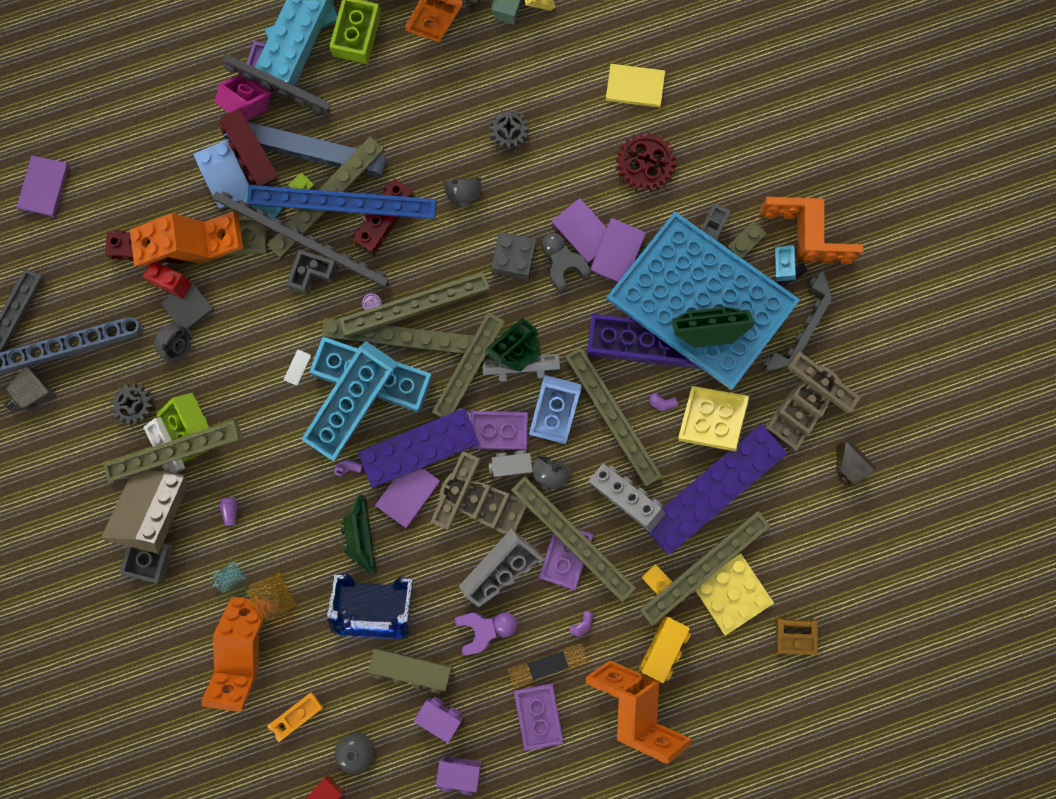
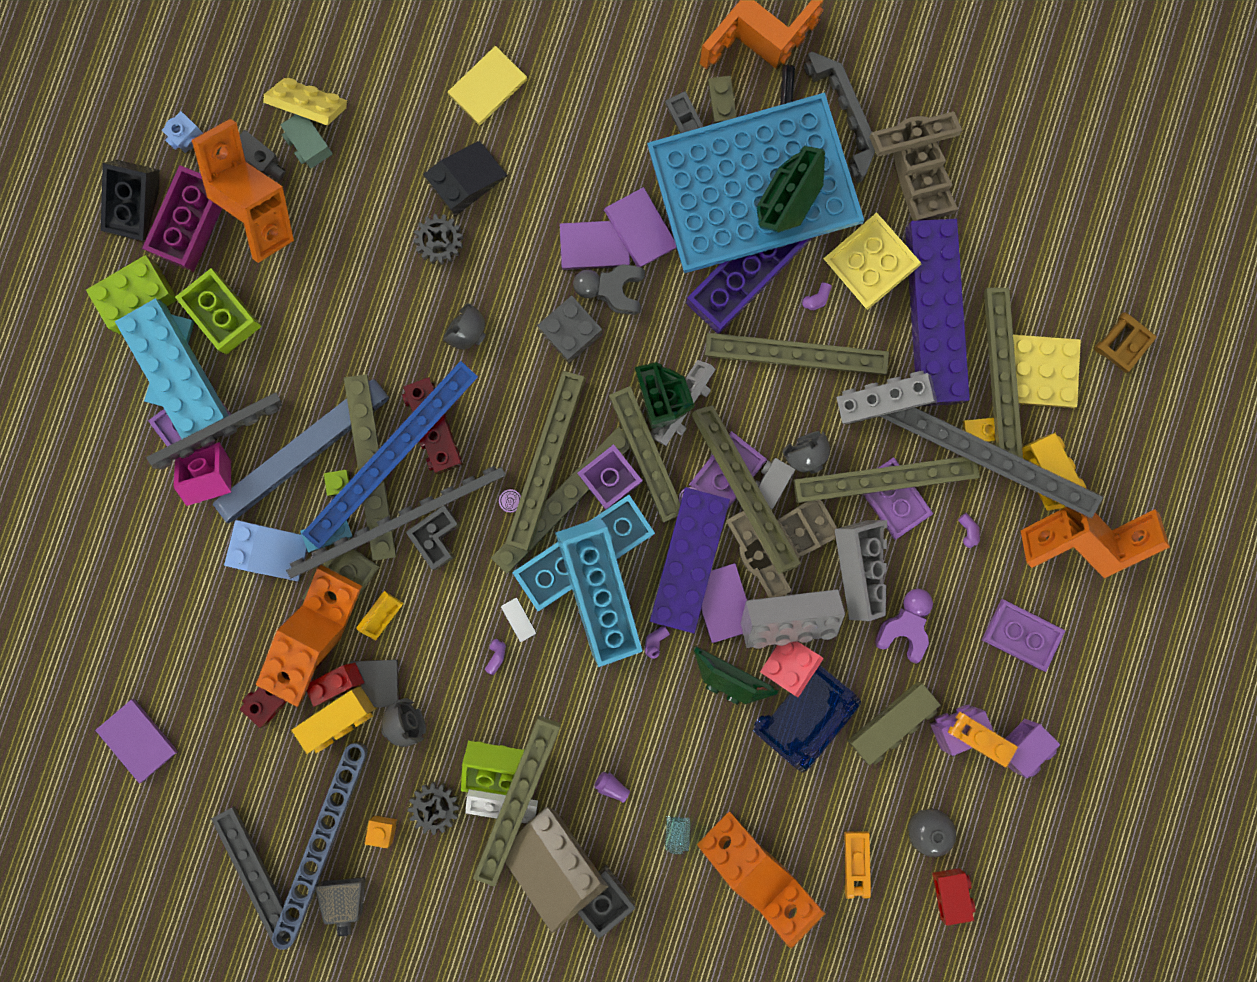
camera: 60 degrees left, 5 degrees up
(92, 381) = (380, 831): none -> light orange brick
(142, 296) = (334, 721): none -> yellow brick
(233, 275) = (379, 615): none -> yellow plate
(248, 147) = (260, 506): dark red brick -> none
(260, 372) = (498, 657): none -> medium lavender arm
(271, 597) = (728, 807): clear yellow plate -> none
(398, 569) = (792, 666): none -> coral plate
(428, 544) = (792, 618): none -> light grey brick
(434, 354) = (610, 477): none -> medium lavender slope
(439, 734) = (983, 740): none -> light orange plate
(492, 448) = (746, 489): none -> olive plate
(547, 665) = (982, 591): plate -> none
(555, 409) = (749, 402): light blue slope -> none
(563, 115) = (464, 177): none -> black slope
(641, 604) = (998, 460): none -> dark grey plate
(651, 147) = (561, 118): dark red gear -> none
(785, 263) = (774, 80): medium azure plate -> none
(852, 464) = (1009, 168): dark brown slope -> none

